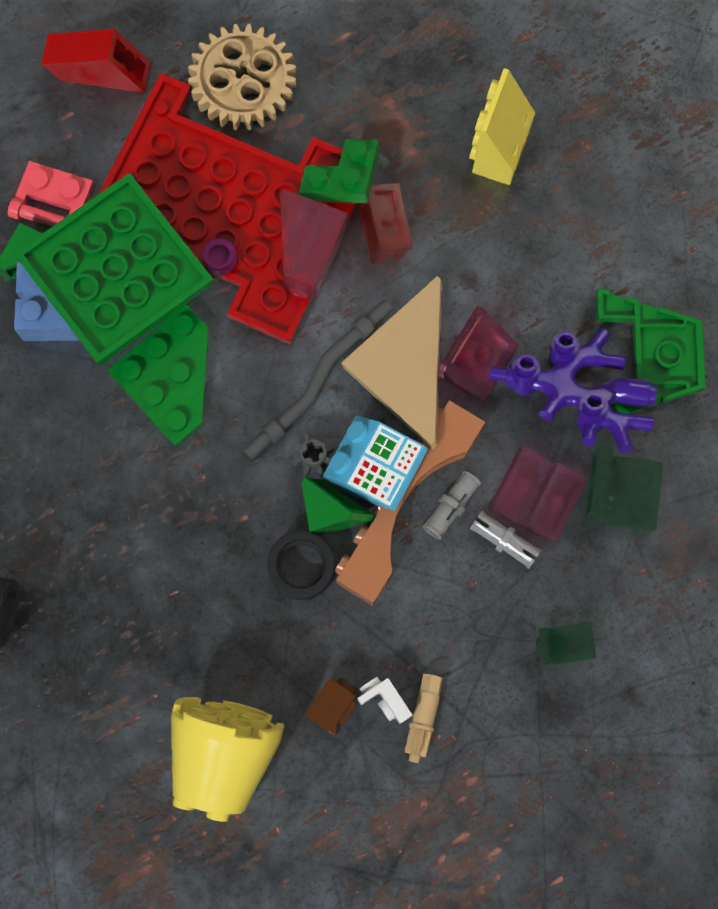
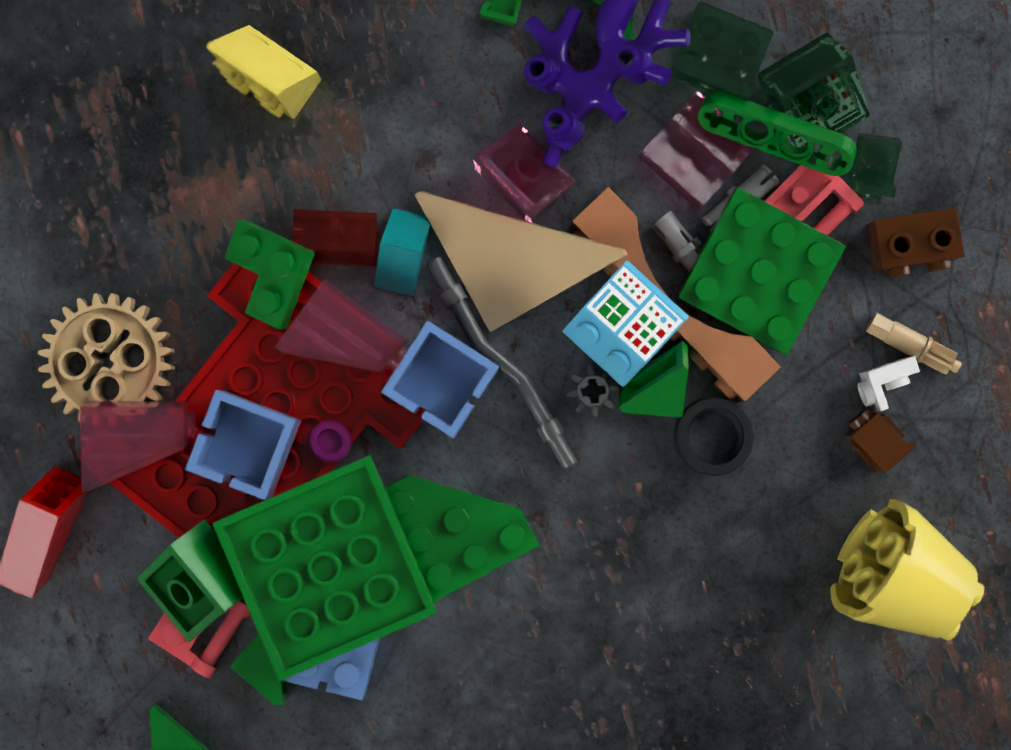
camera: 75 degrees left, 10 degrees up
(80, 175) = (192, 581): none -> green slope
(185, 100) = (129, 436): none -> clear pink slope
(200, 193) = (247, 444): none -> medium blue piece
(292, 325) = (440, 378): none -> medium blue piece
(387, 277) = (401, 252): none -> teal slope
(449, 567) = (761, 271): none -> green plate
(512, 695) = (915, 241): none -> reddish brown brick
(522, 587) = (807, 189): none -> coral plate
(563, 550) = (779, 127): none -> green beam
(612, 577) = (816, 86): none -> clear green slope

